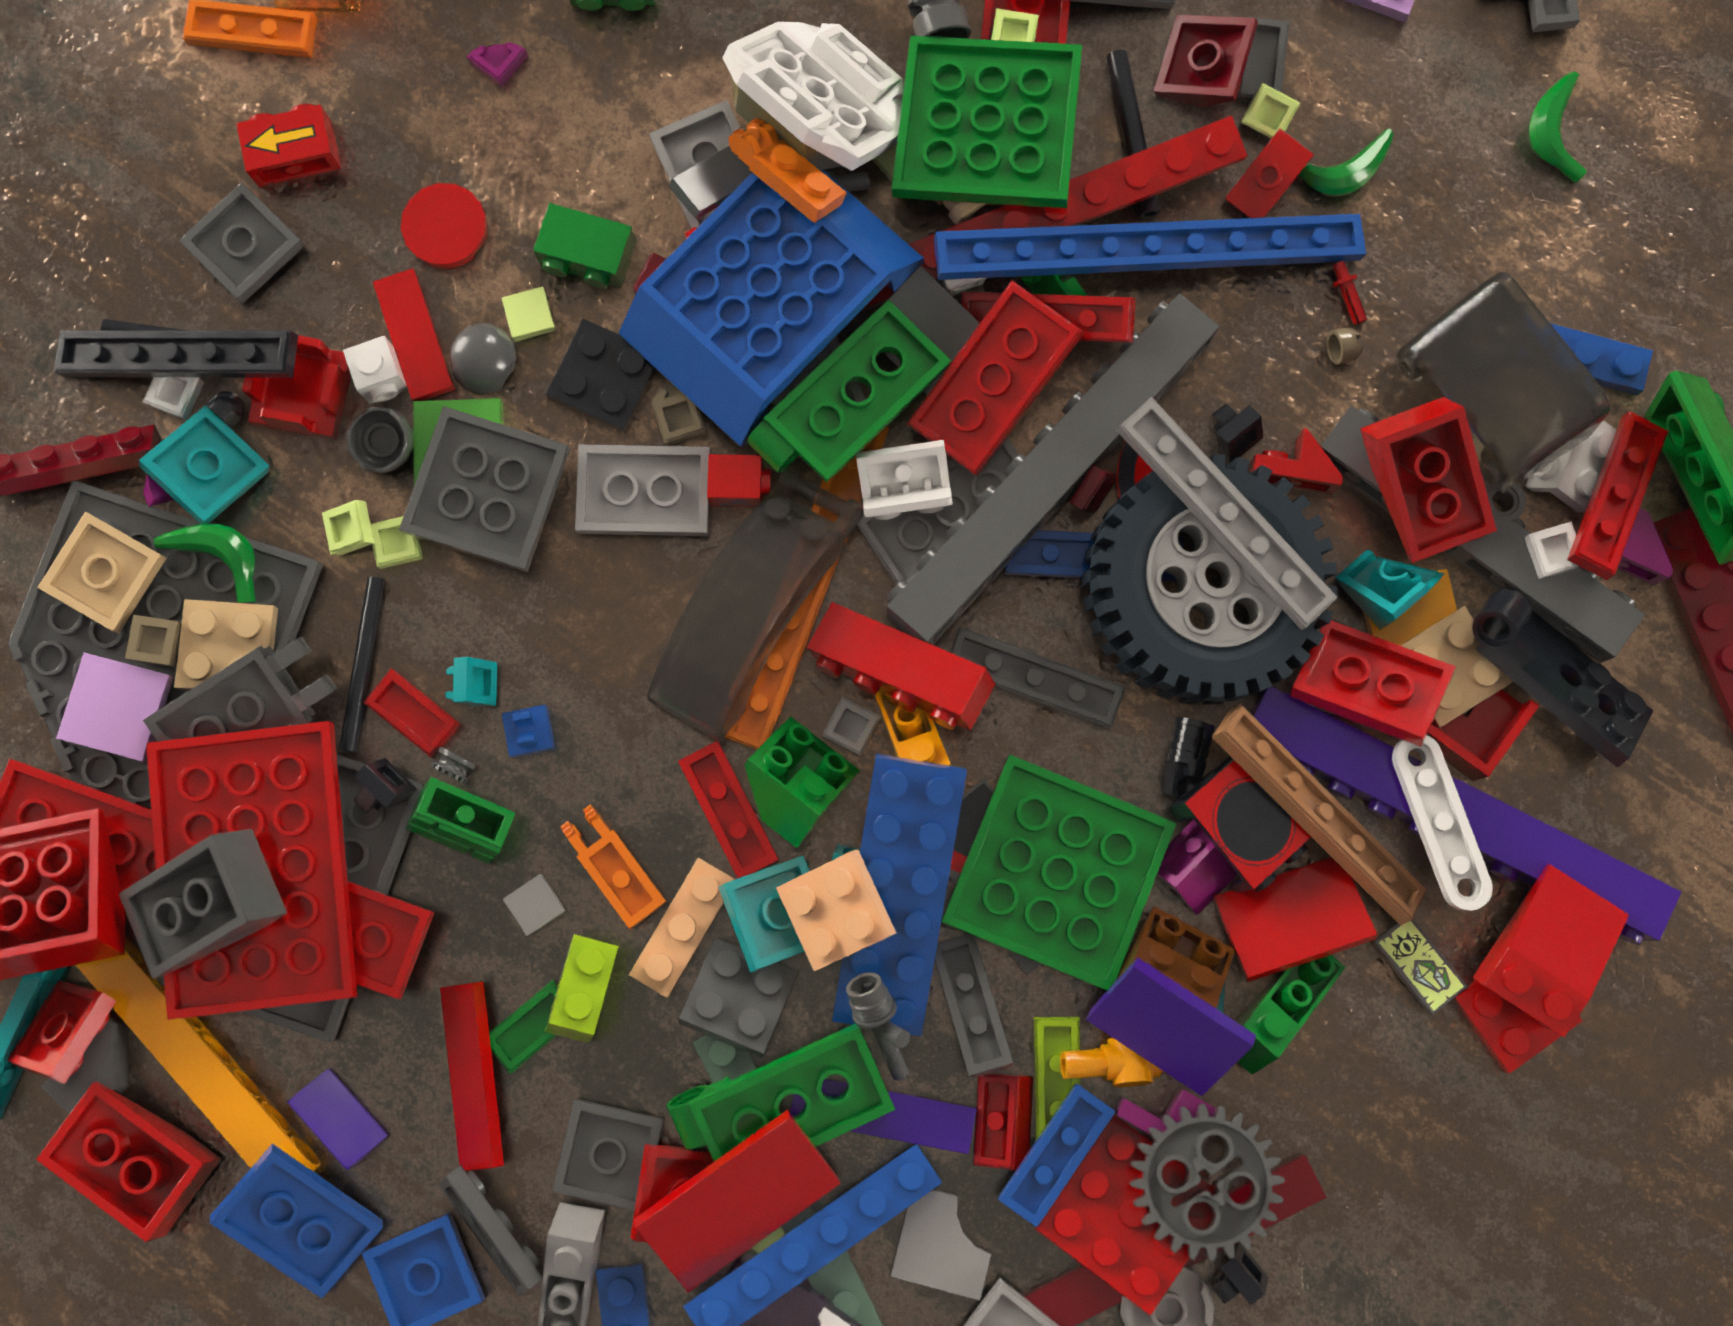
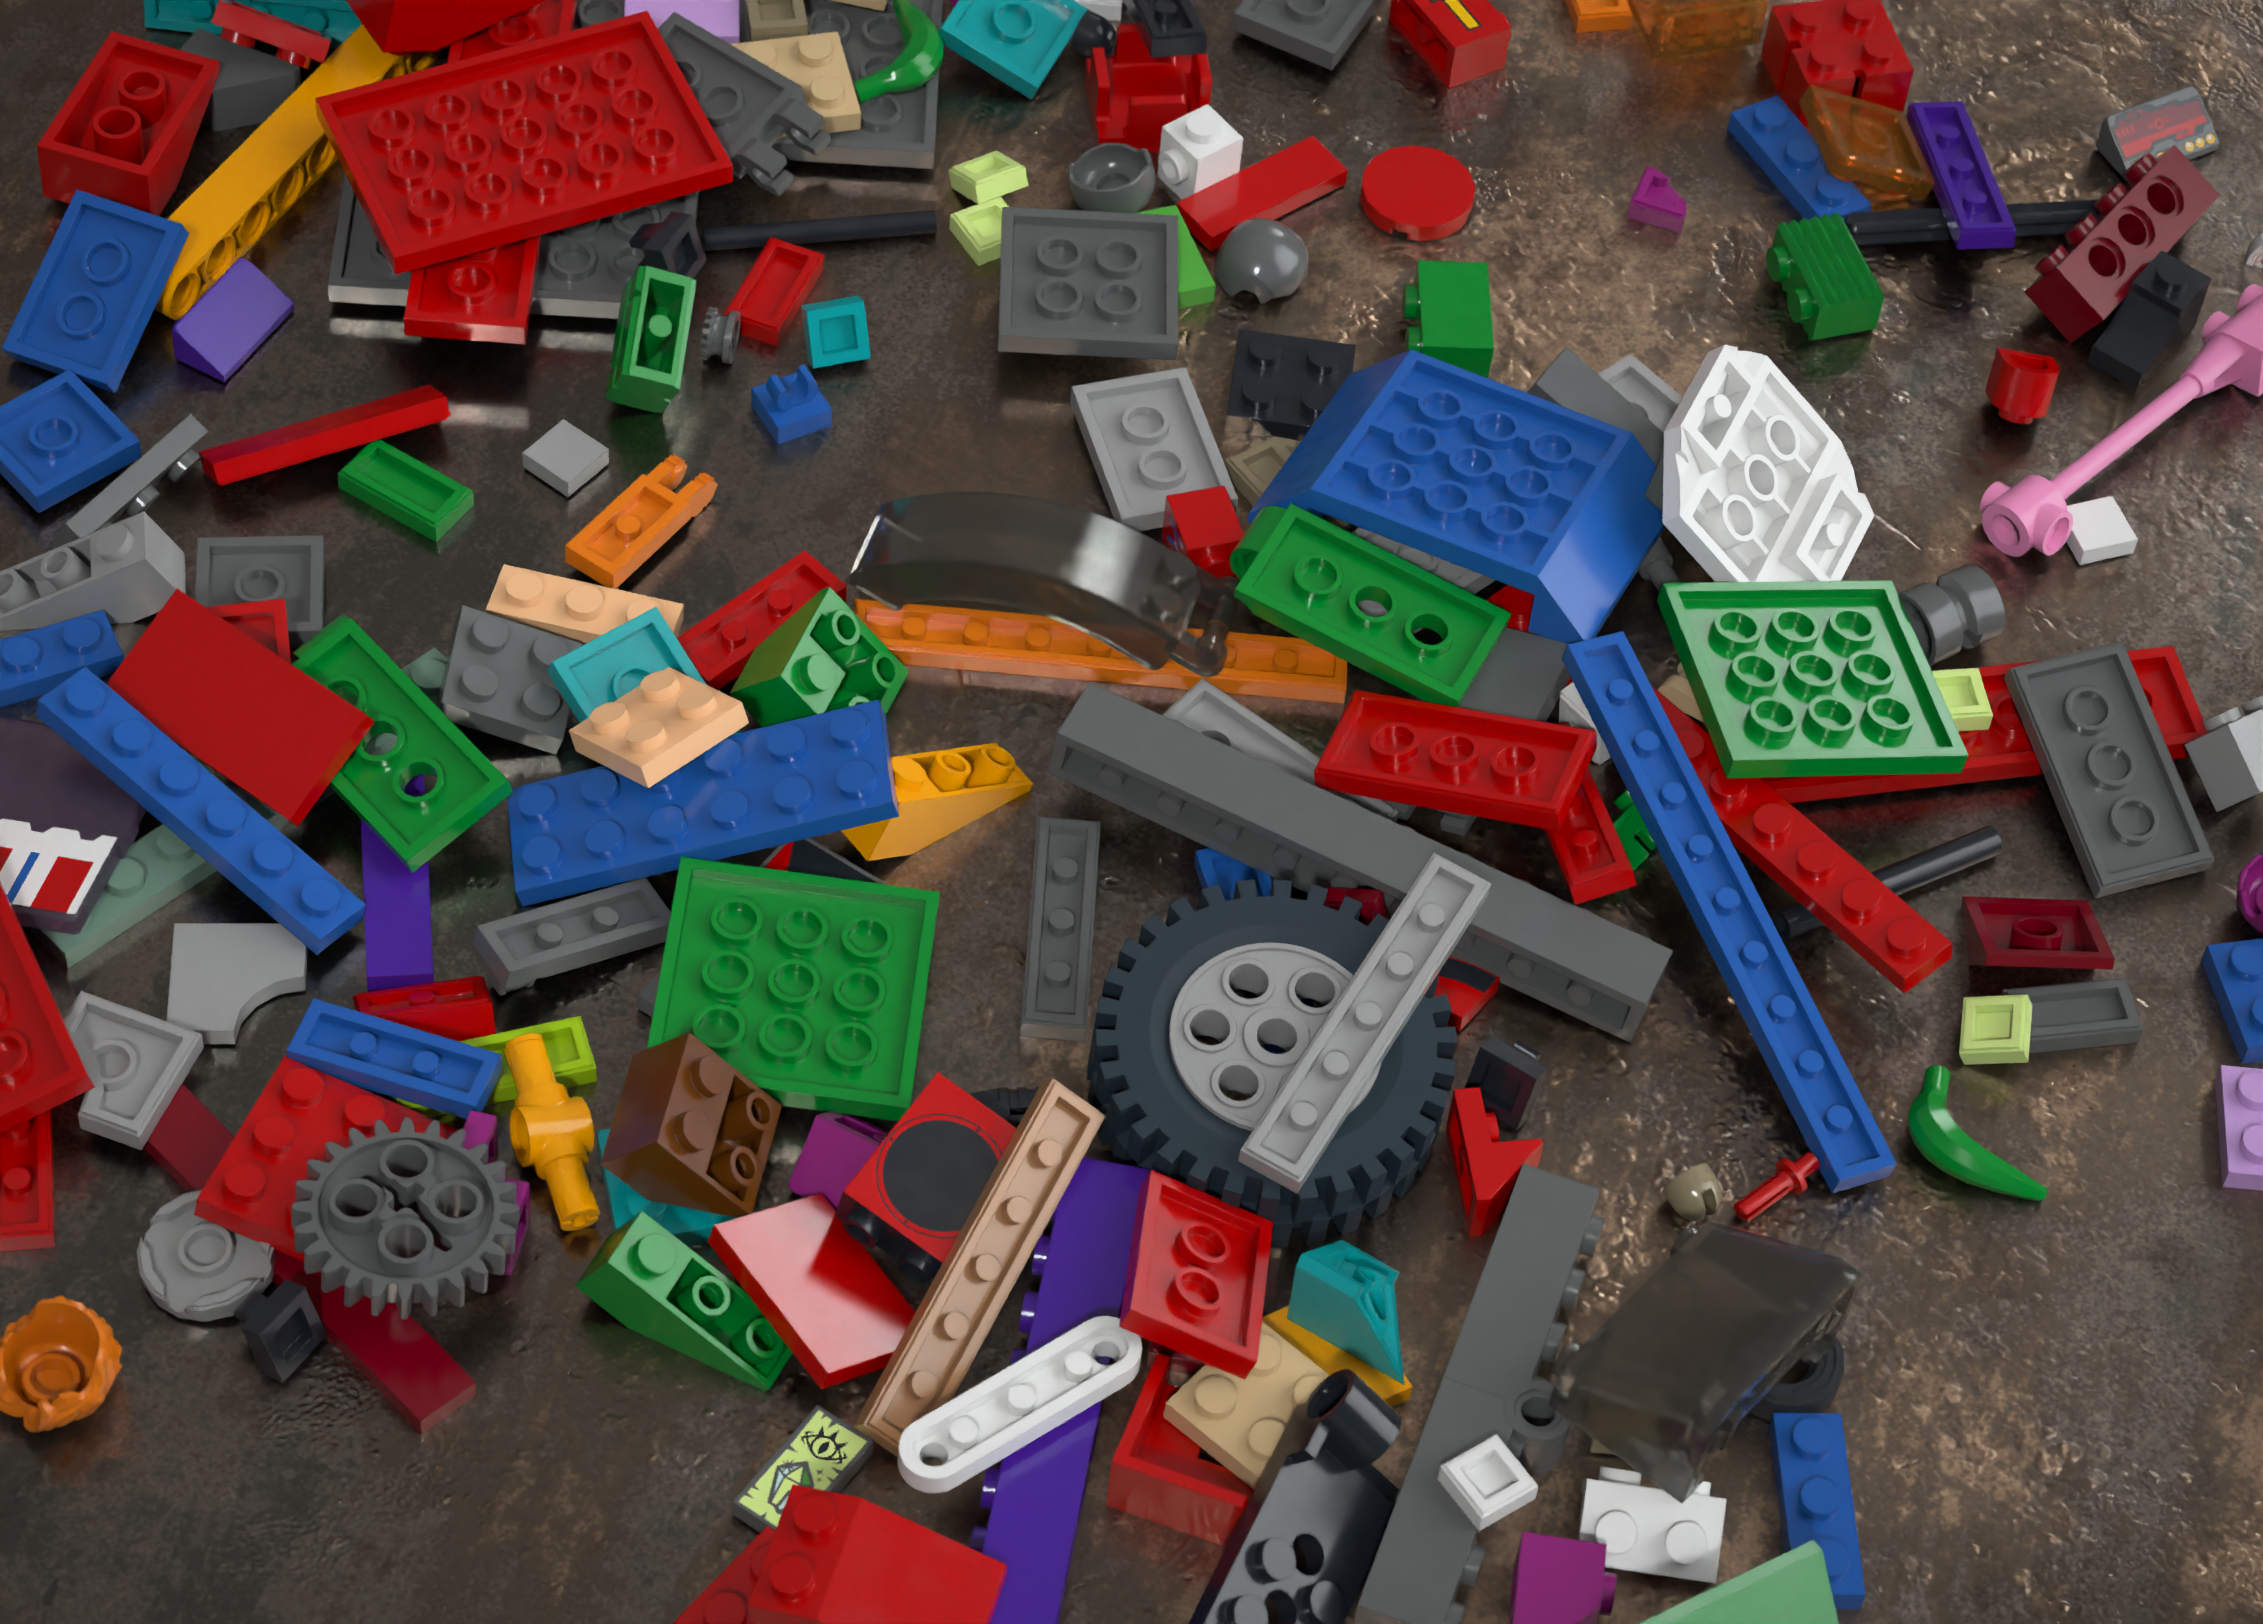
camera: 65 degrees right, 30 degrees down
(202, 901) = (475, 87): dark grey slope -> none
(528, 314) = (1339, 296): yellowish green tile -> none
(581, 989) = (470, 503): lime brick -> none
(786, 170) = (1624, 455): orange hinge -> none
(851, 726) = (919, 729): light grey tile -> none
(873, 1009) = (543, 790): dark grey piece -> none
(901, 667) = (1011, 736): red brick -> none
(904, 479) = (1278, 697): white bracket -> none
(1170, 1027) = (613, 1116): dark purple tile -> none
(1269, 176) = (1901, 1044): red plate -> none
(1430, 477) = (1525, 1282): red slope -> none
(1546, 125) = (2150, 1383): green piece -> none
(1617, 495) = (1596, 1542): red tile -> none

